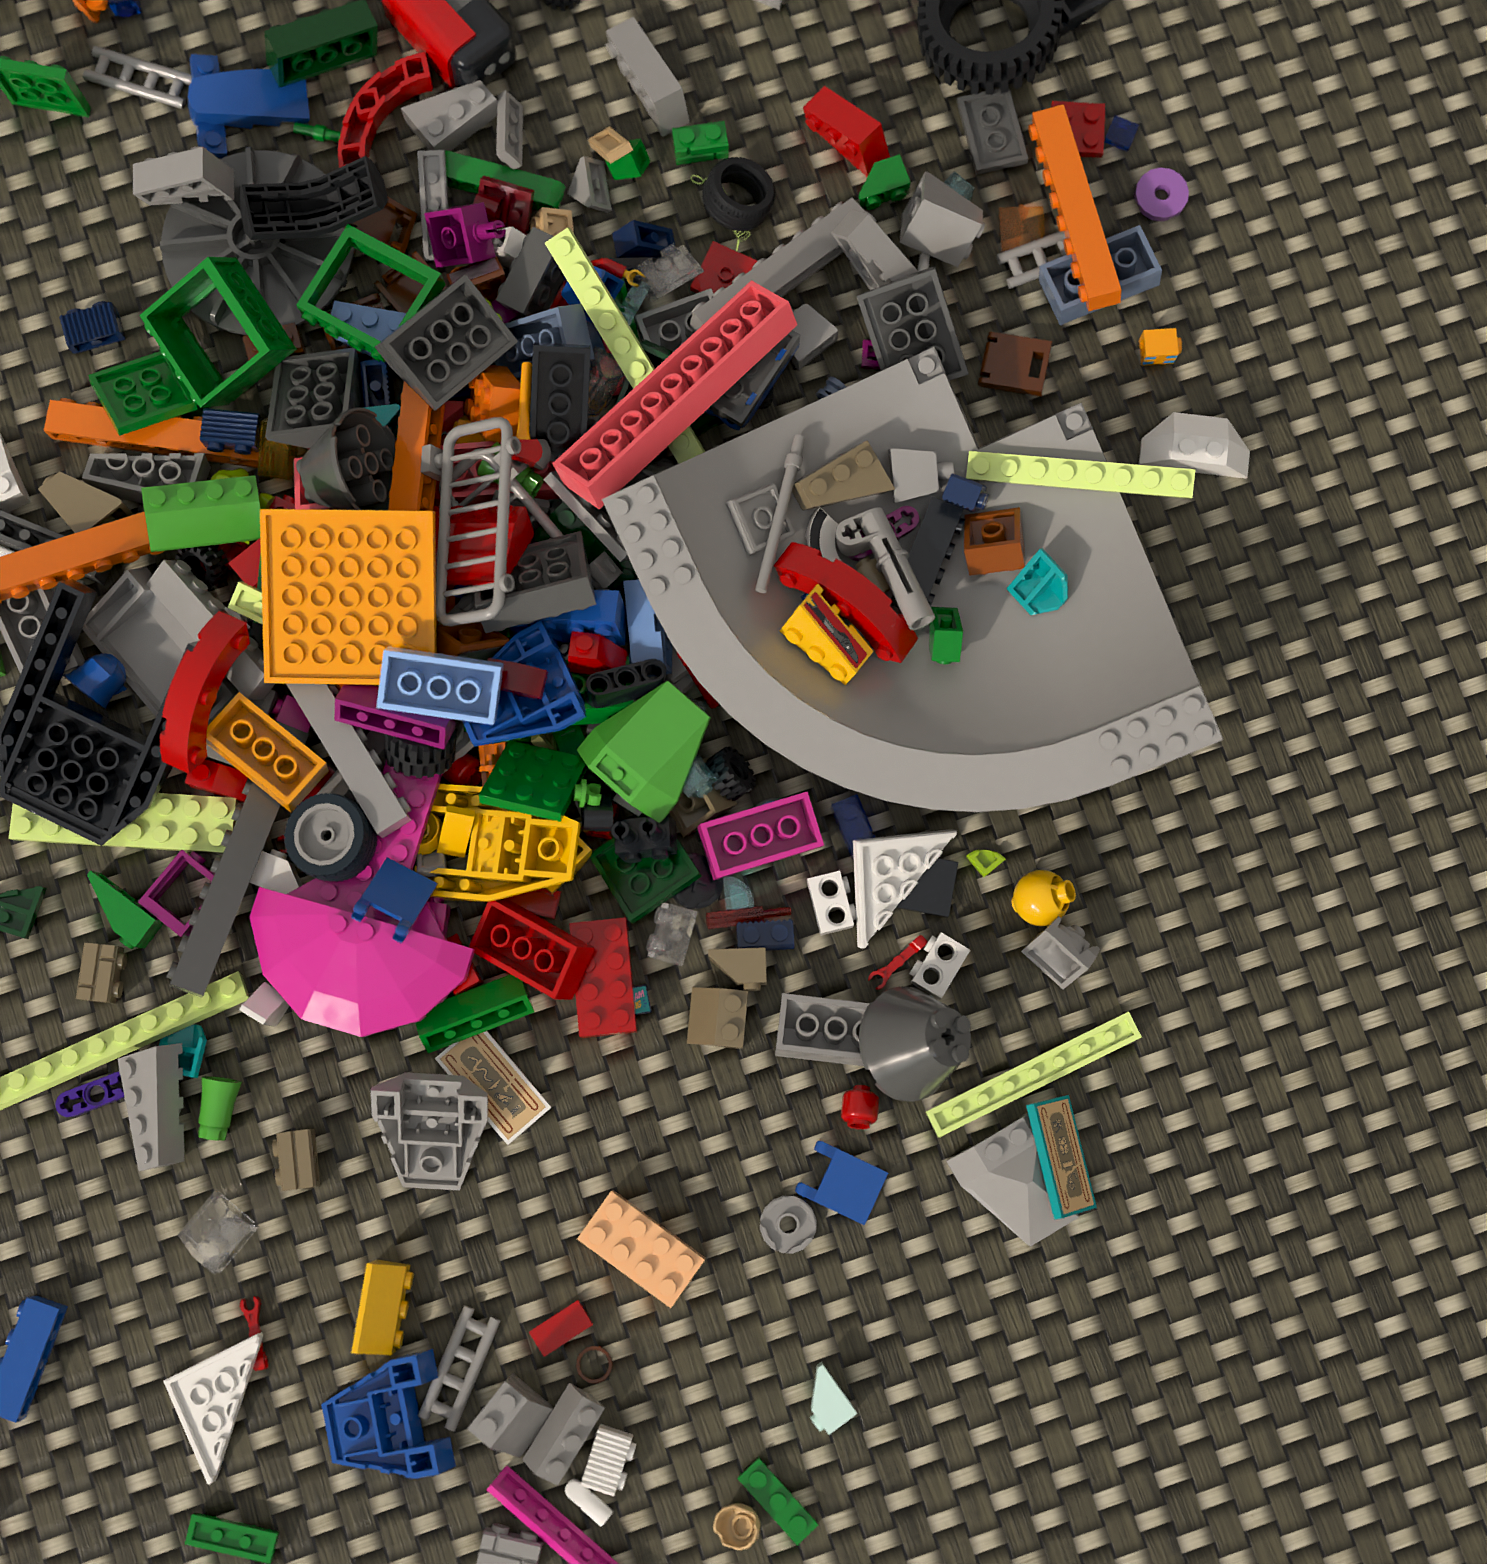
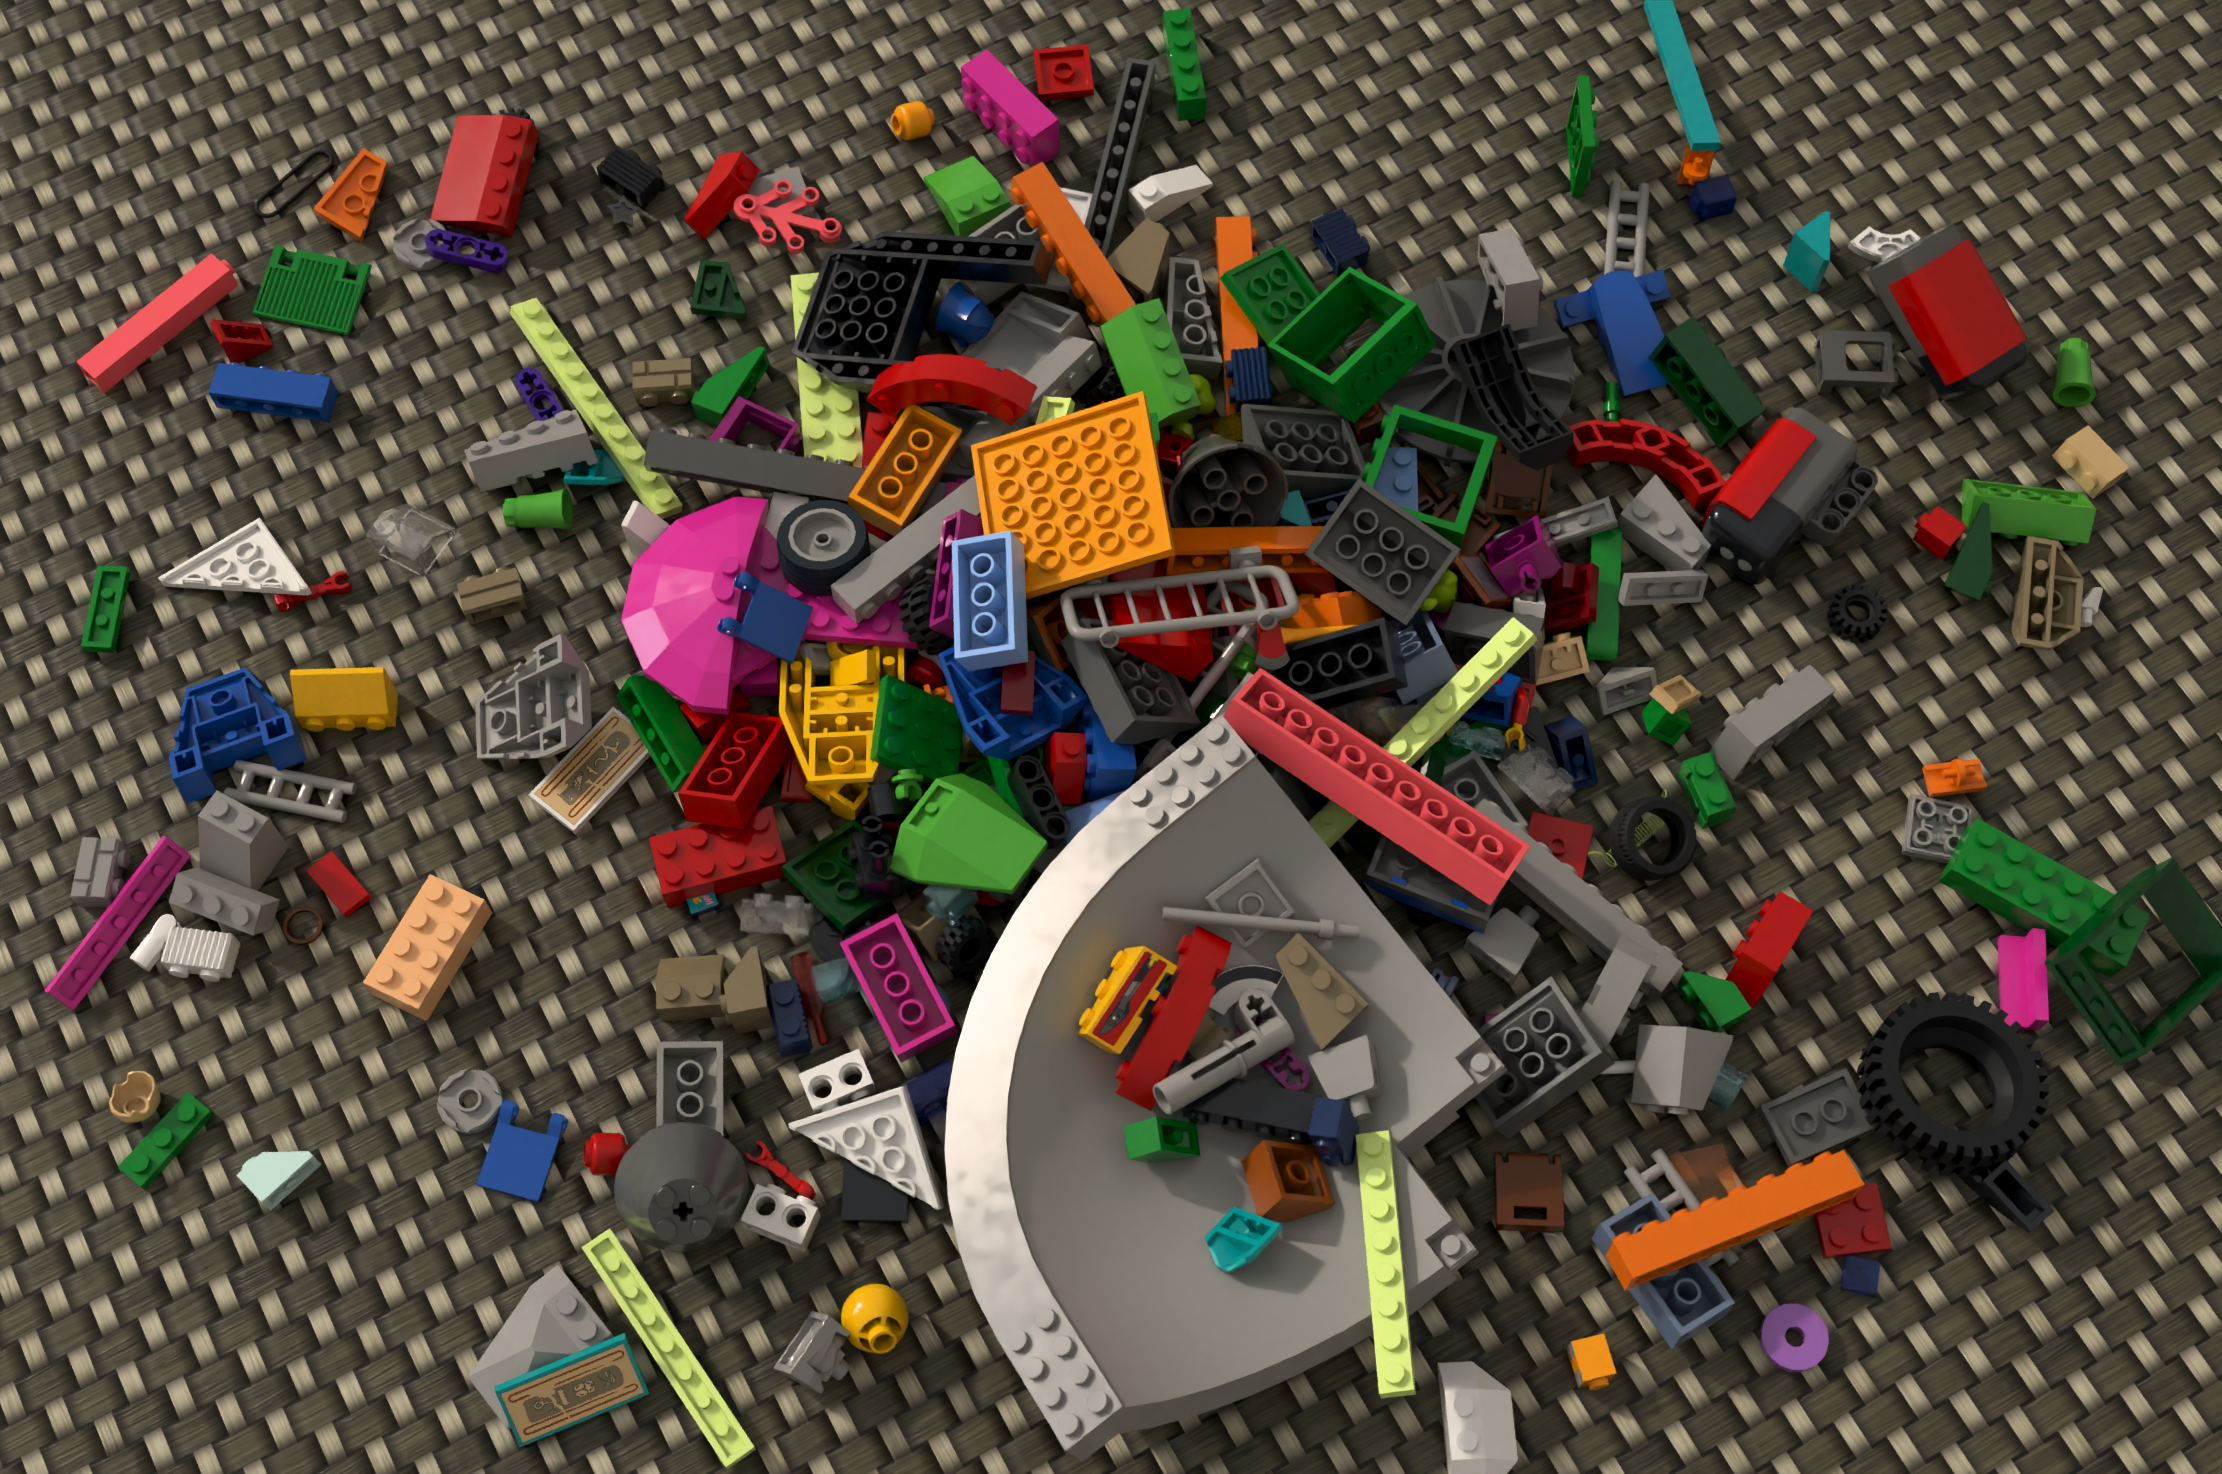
camera: 80 degrees right, 15 degrees down
(985, 860) = (914, 1254): lime tile -> none

